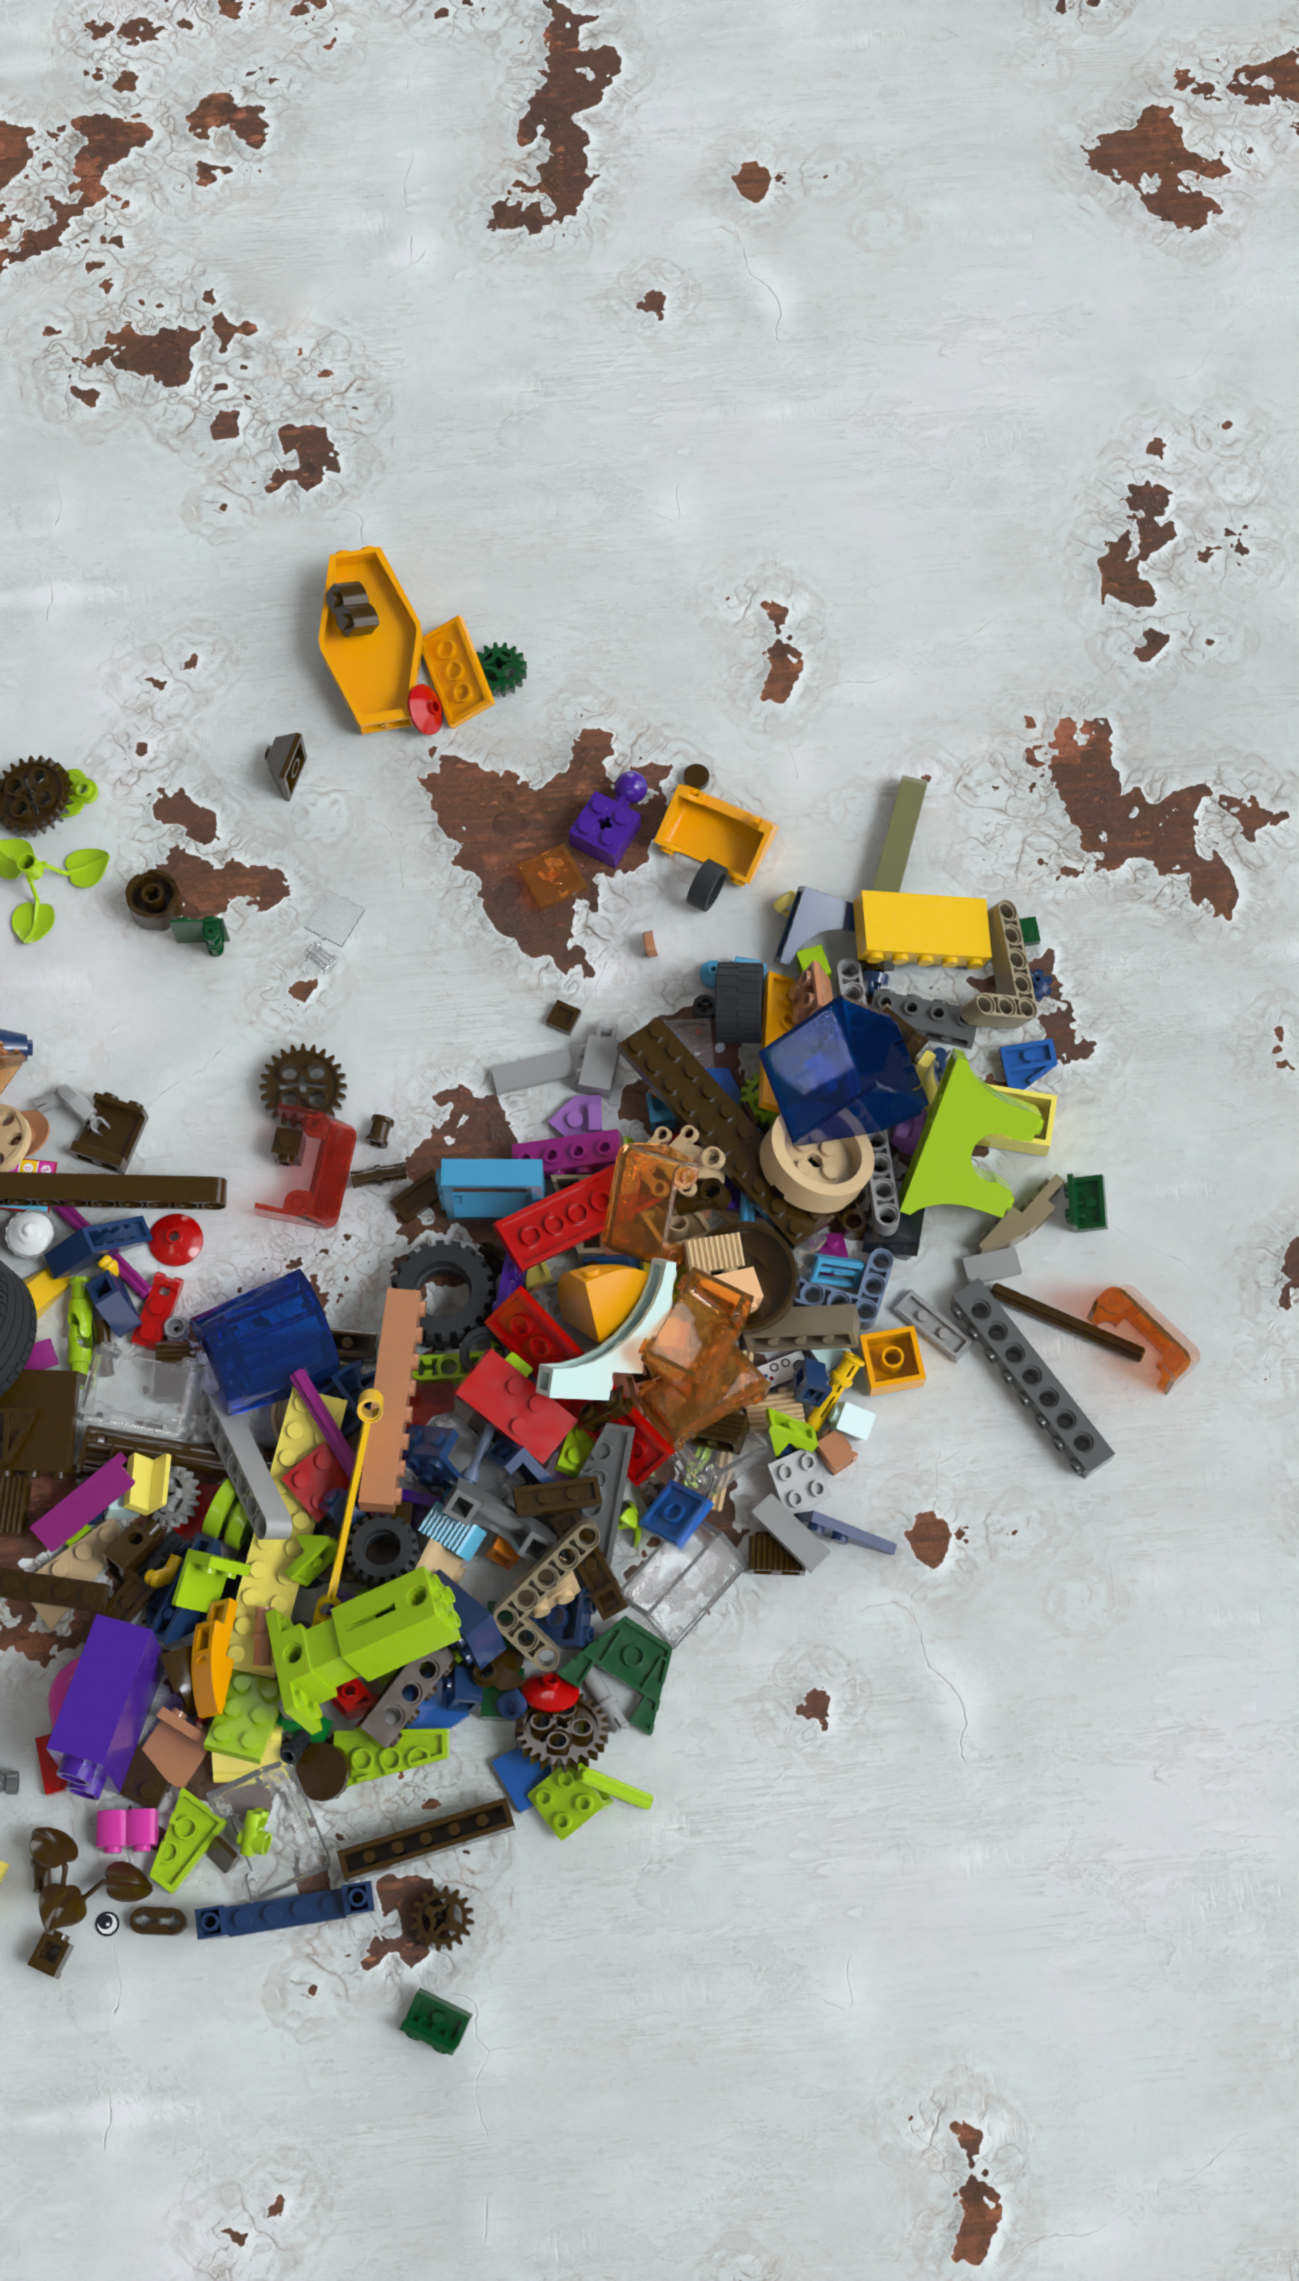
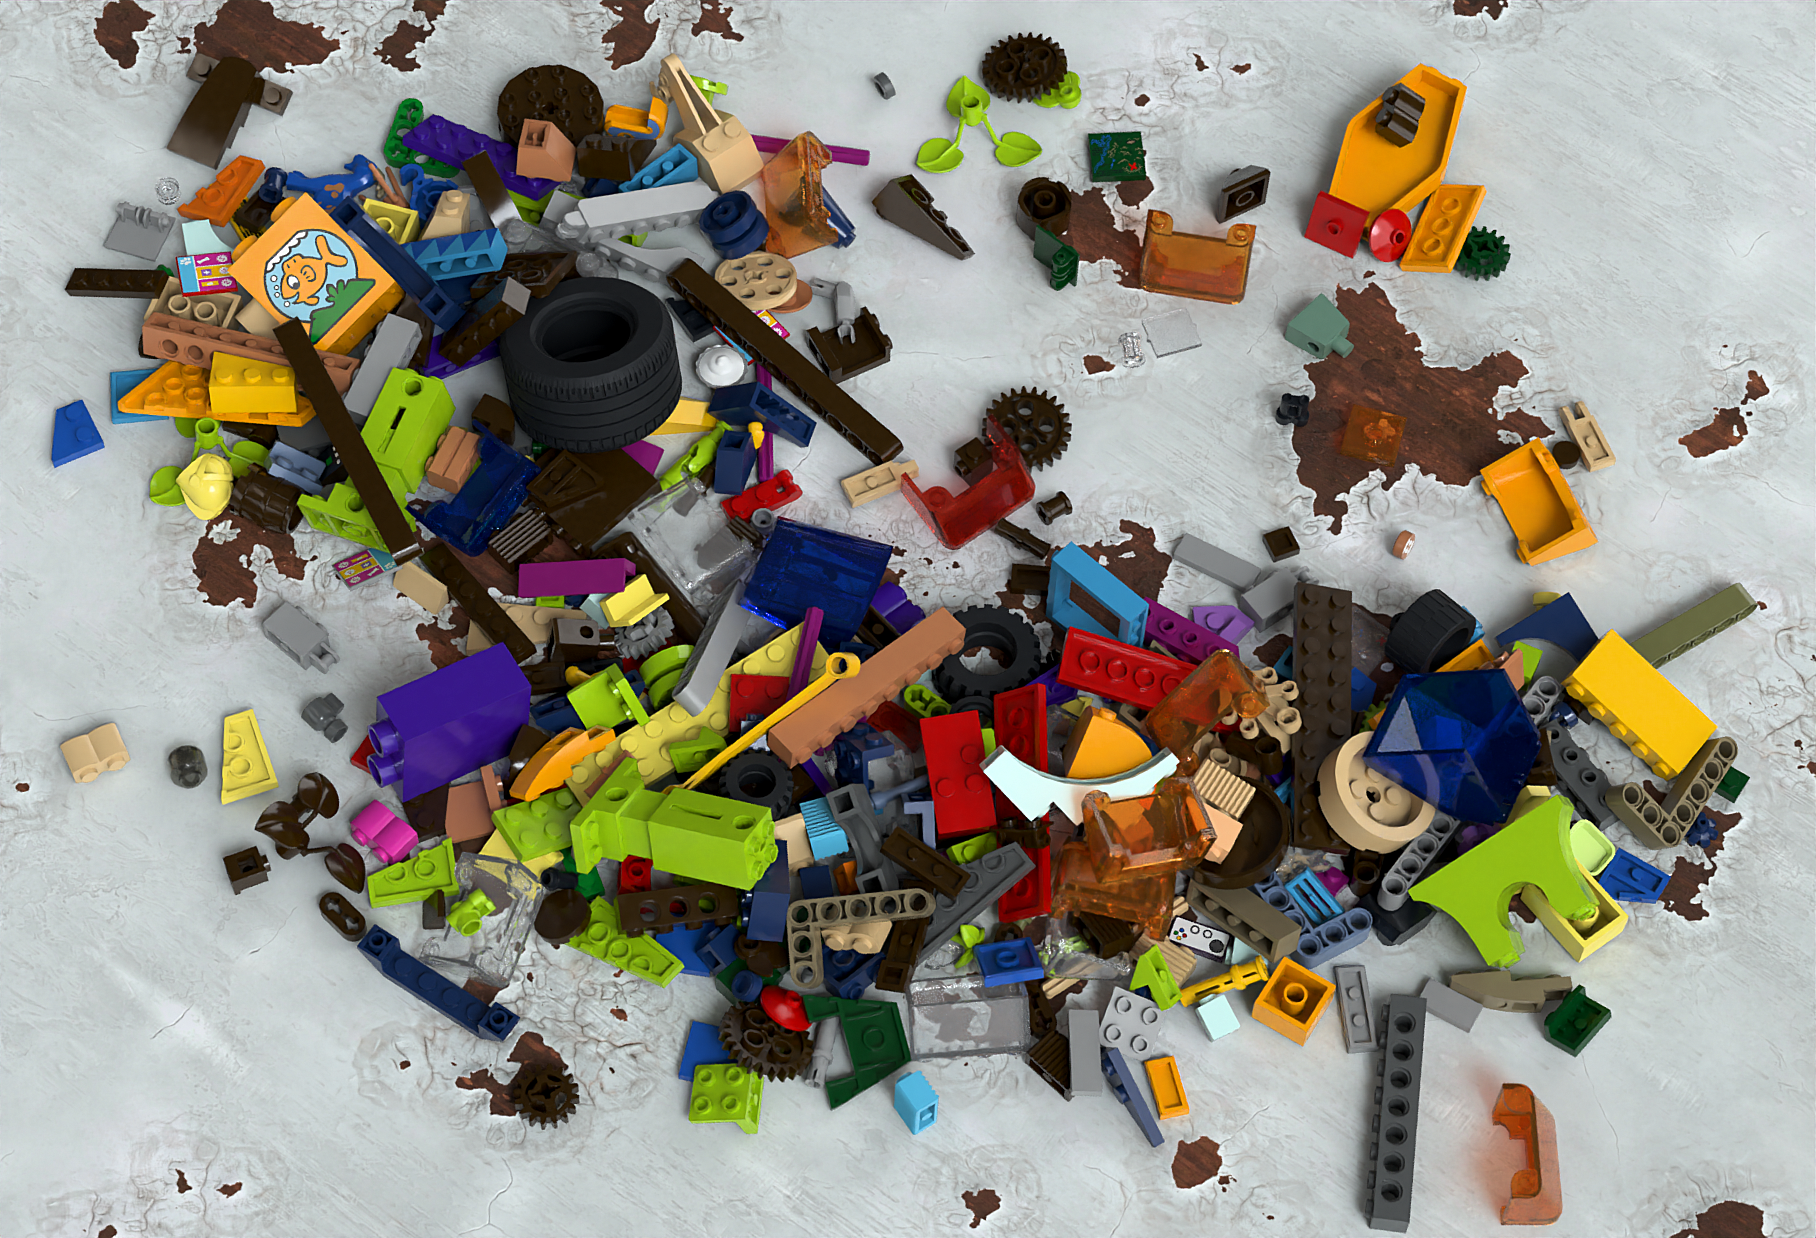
camera: 40 degrees right, 10 degrees down
(53, 984) = (910, 208): none -> dark brown wedge
(107, 1924) = (306, 888): black sticker -> none
(166, 811) = (1116, 156): none -> dark green tile
(182, 1250) = (825, 471): red dish -> none
(232, 1222) = (877, 482): none -> tan hinge
(307, 853) = (1194, 263): none -> clear orange windscreen
(346, 1313) = (896, 609): none -> dark purple brick
(380, 733) = (1336, 224): none -> red plate
(426, 1840) = (590, 1029): dark brown brick -> none
(436, 2022) = (469, 1163): dark green bracket -> none
(441, 825) = (1320, 329): none -> sand green torso
(480, 906) = (1289, 414): none -> black piece
(485, 1579) = (816, 883): none -> dark blue panel
(614, 817) = (1455, 434): dark purple brick -> none
(615, 1788) = (765, 1116): lime axle -> none
(700, 750) = (1587, 437): none -> tan hinge
(707, 885) = (1491, 535): black tyre -> none
(708, 1678) = (916, 1101): none -> medium azure brick
(730, 1524) = (1043, 1010): none -> dark brown beam
(811, 1383) = (1210, 959): dark blue brick -> none
(835, 1451) = (1182, 1031): nougat window -> none
(861, 1502) = (1166, 1087): none -> light orange tile
(986, 1064) = (1591, 846): none -> yellowish green piece
(1068, 1323) = (1470, 1099): dark brown axle -> none

